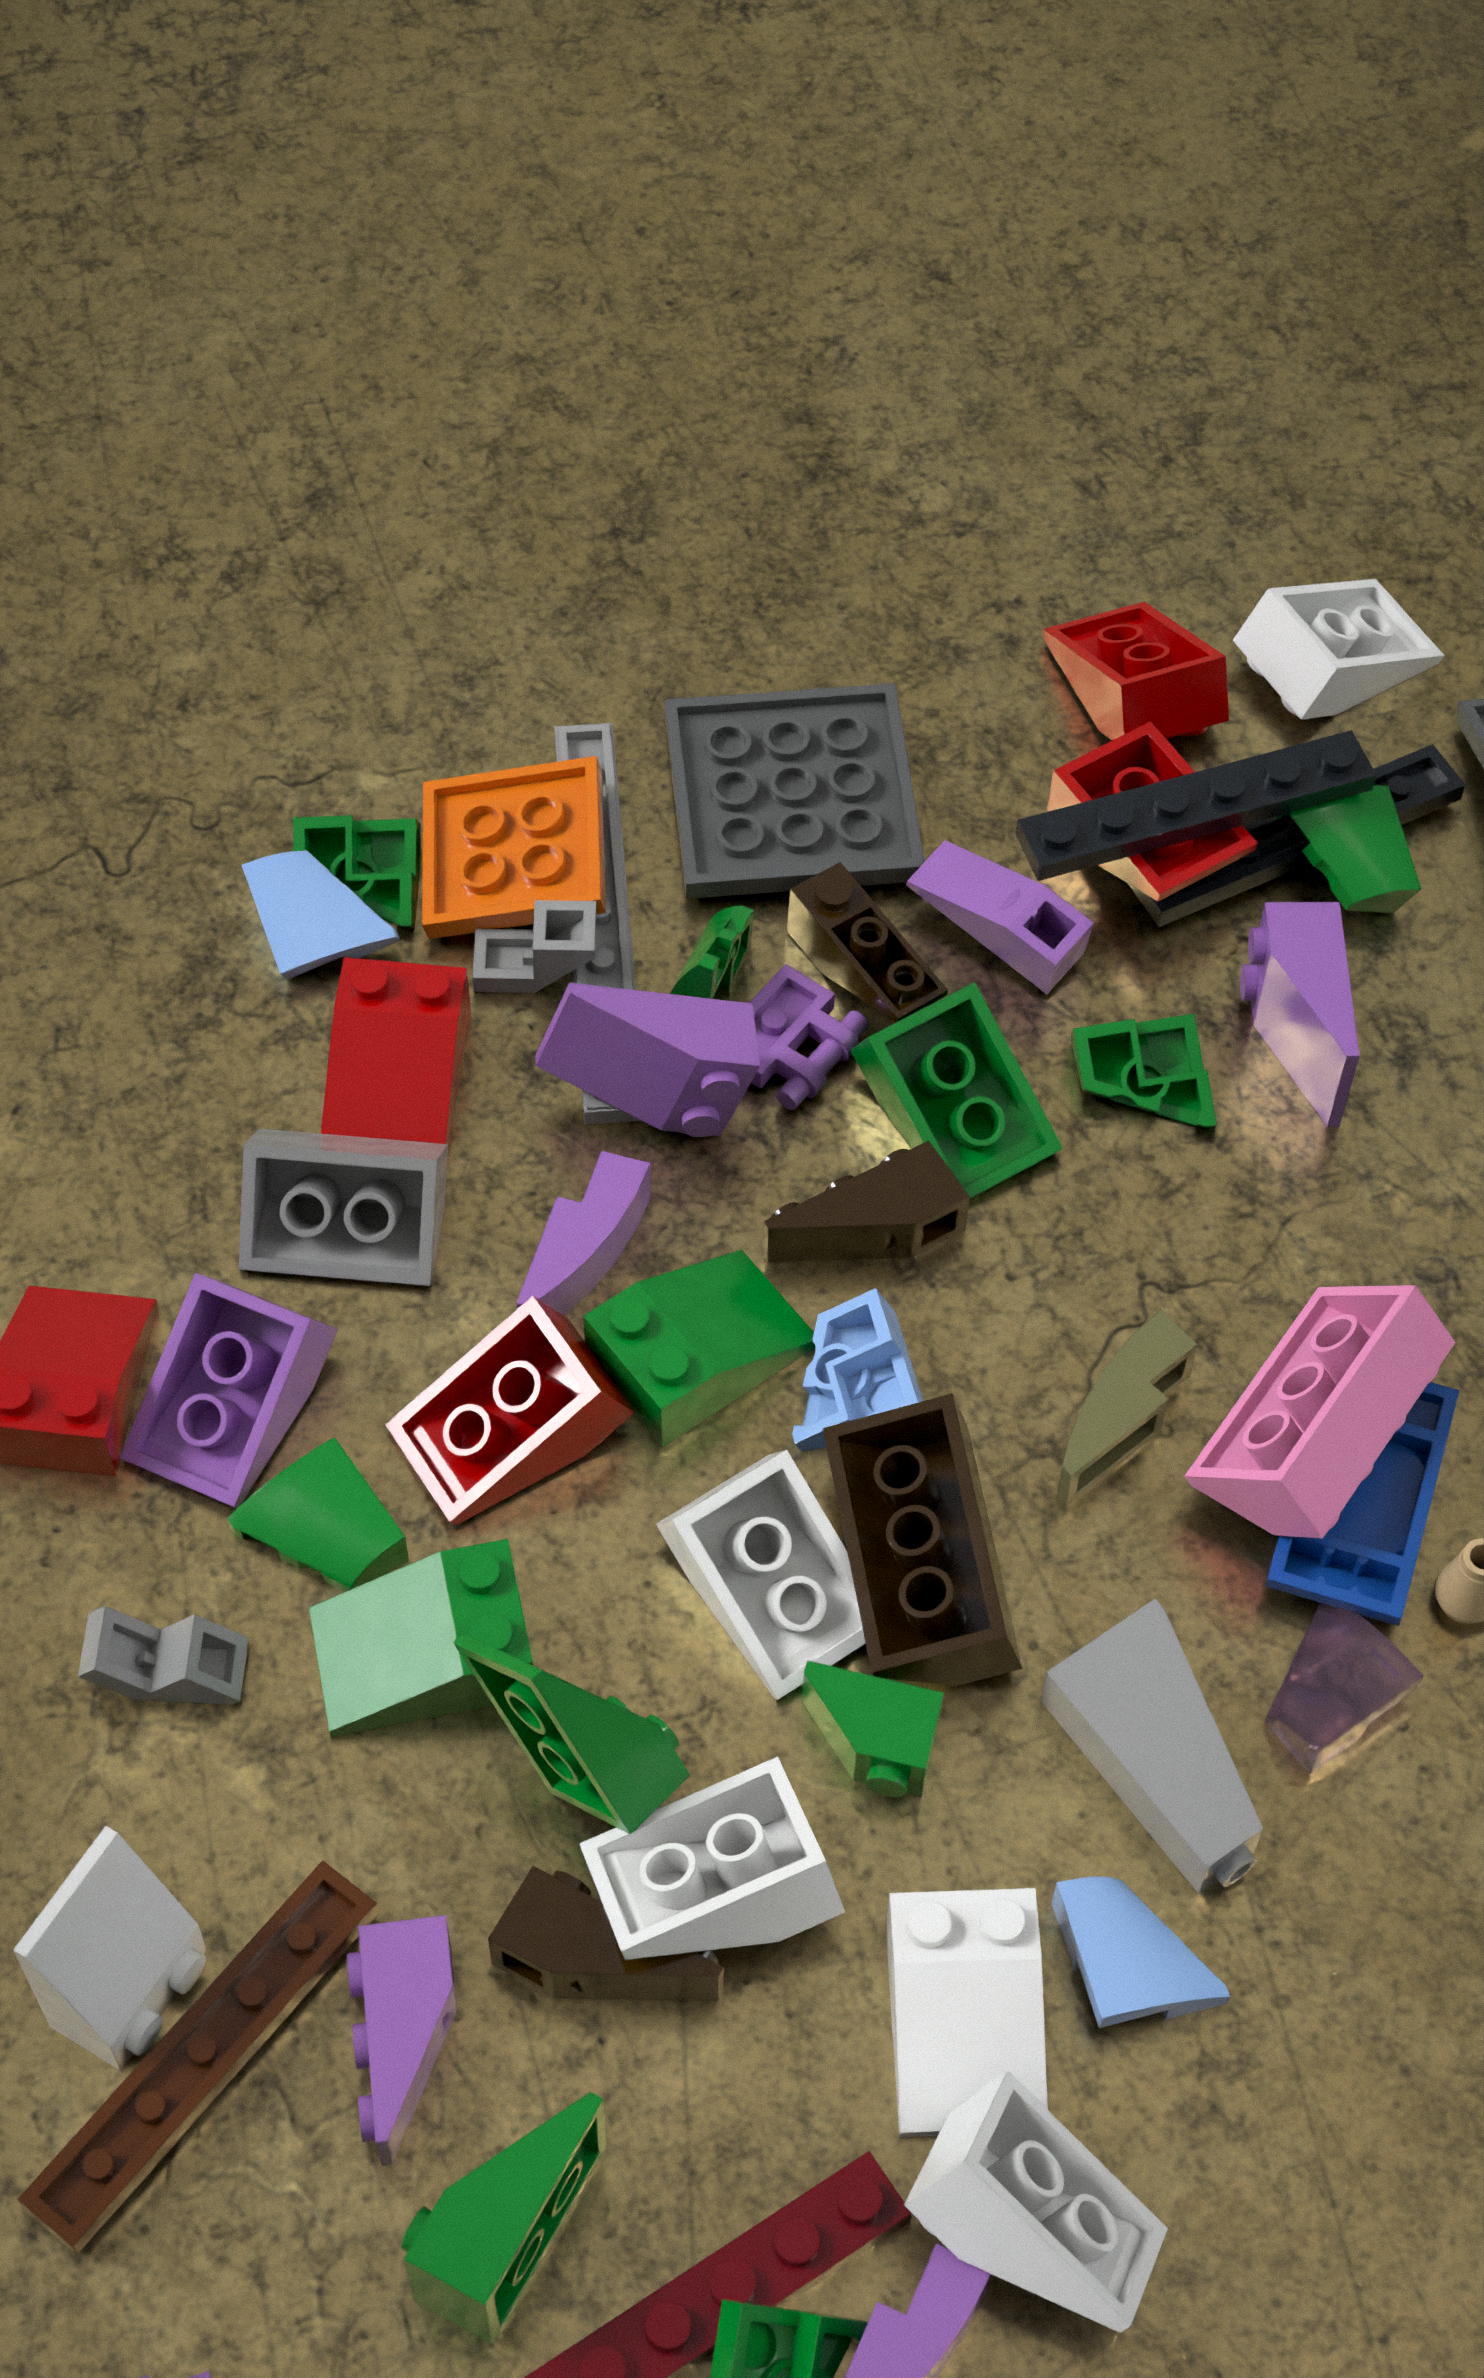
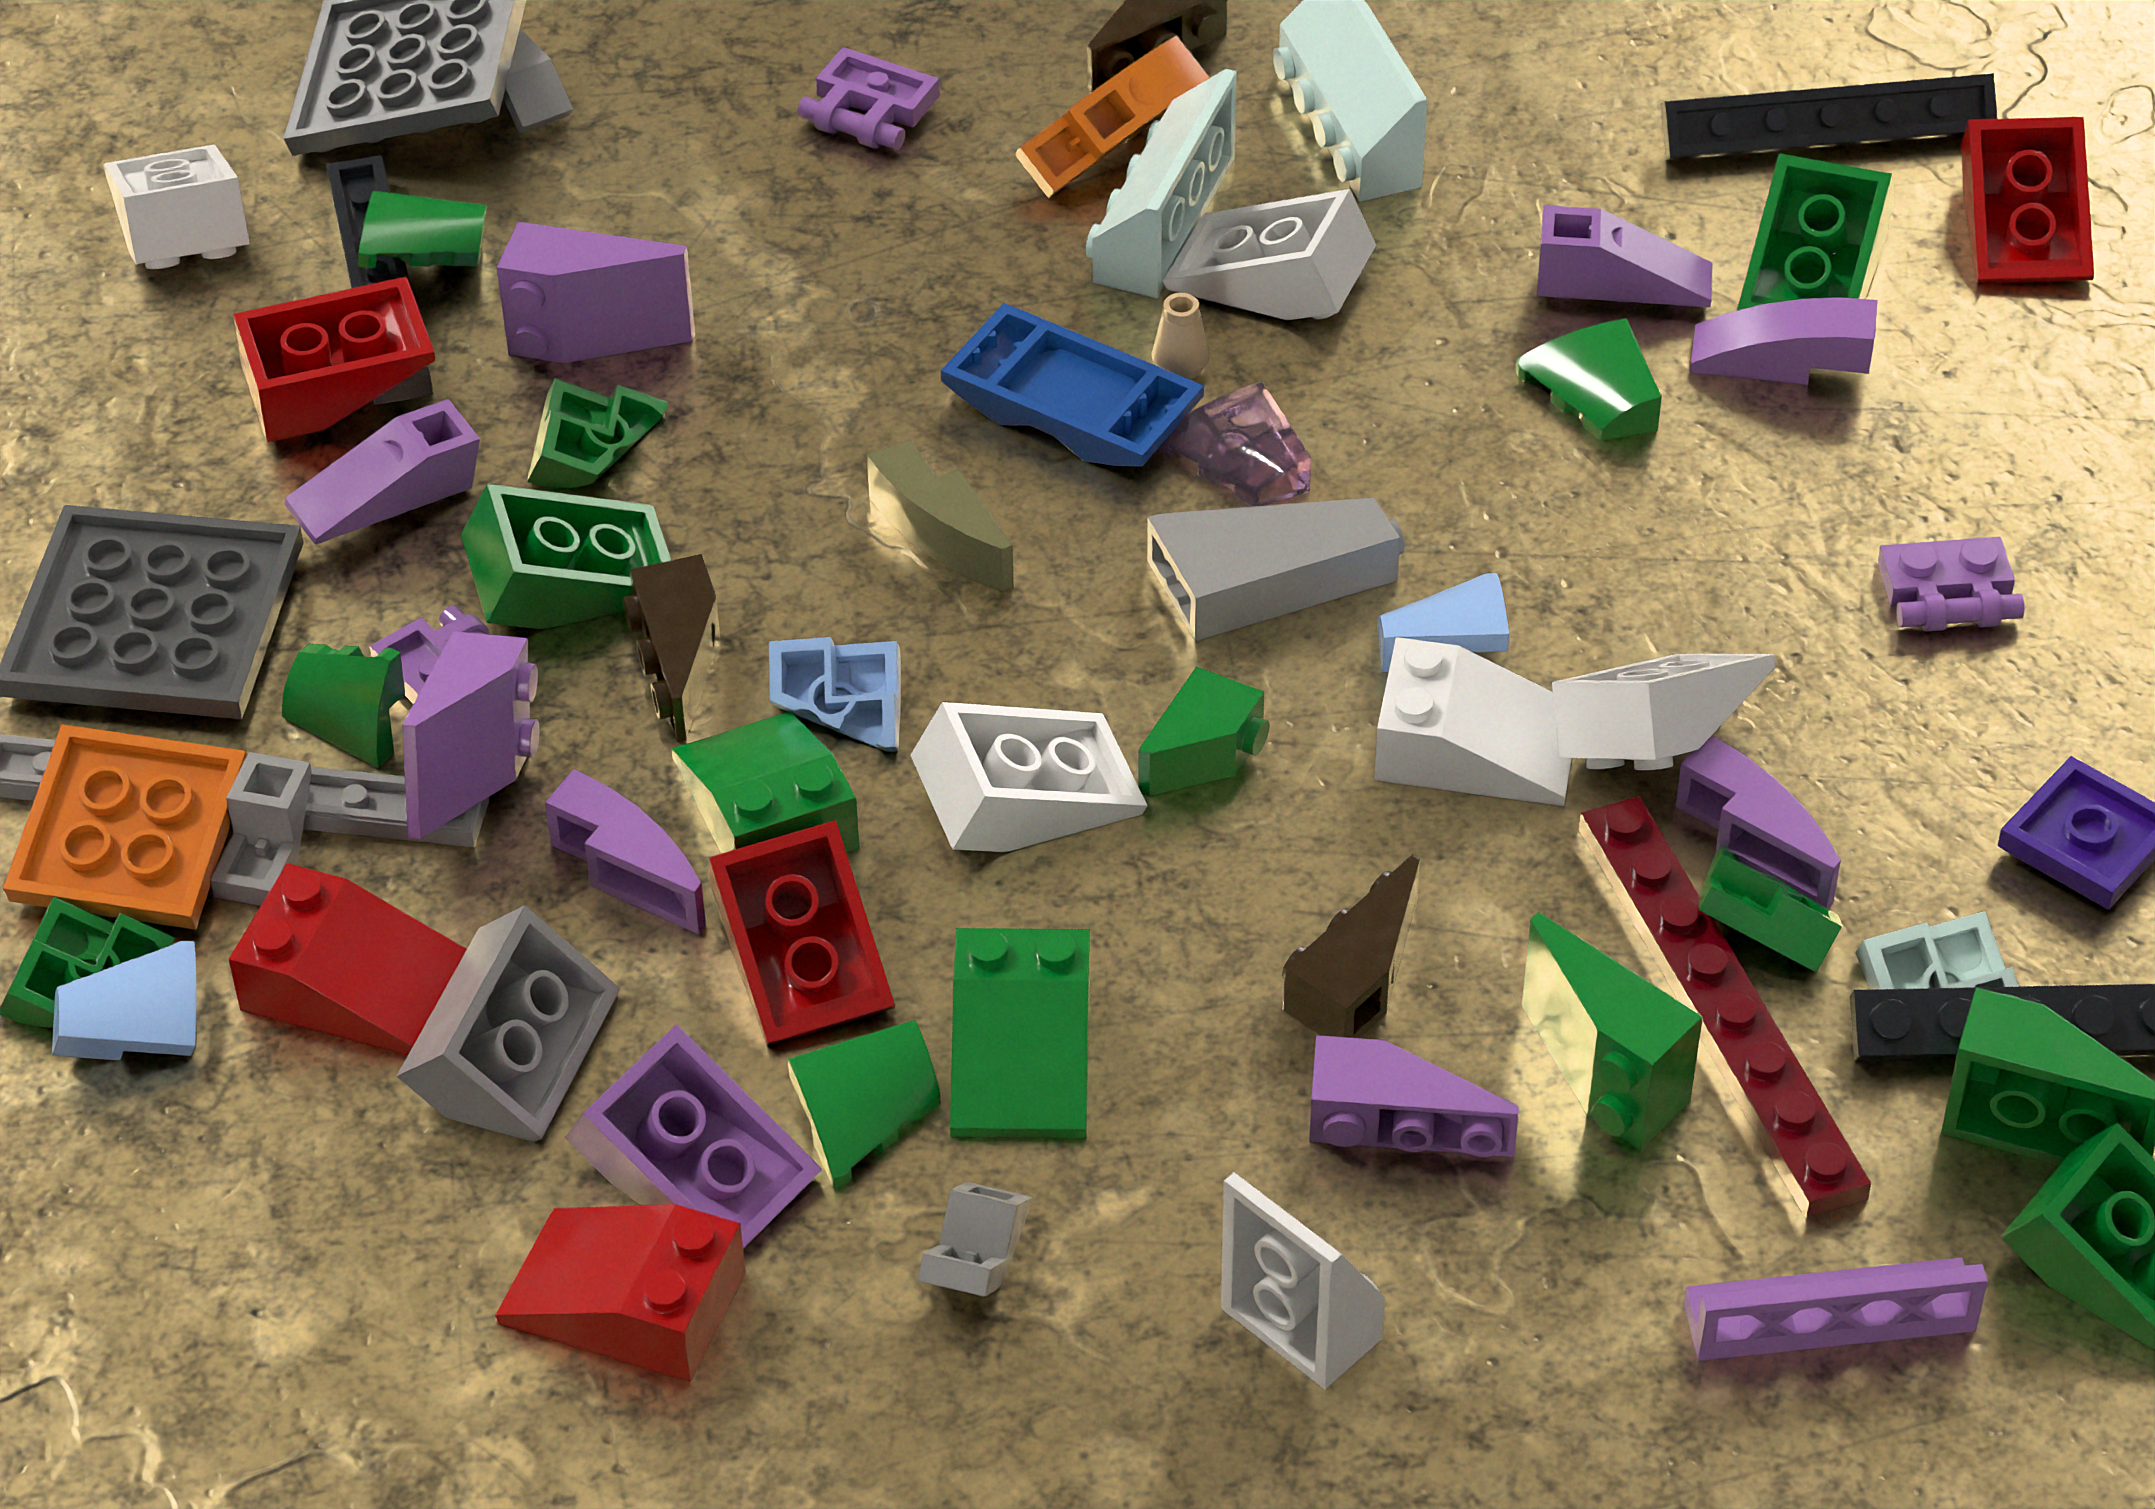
camera: 75 degrees left, 10 degrees down
(197, 2058) = (1405, 1267): reddish brown plate -> none
(578, 1742) = (1183, 900): green slope -> none
(715, 1870) = (1318, 837): white slope -> none
(859, 945) = (377, 586): dark brown slope -> none
(921, 1546) = (1042, 649): dark brown slope -> none
(1141, 669) = (139, 335): red slope -> none
(1194, 805) = (351, 303): black plate -> none
(1323, 1408) = (1003, 372): bright pink slope -> none

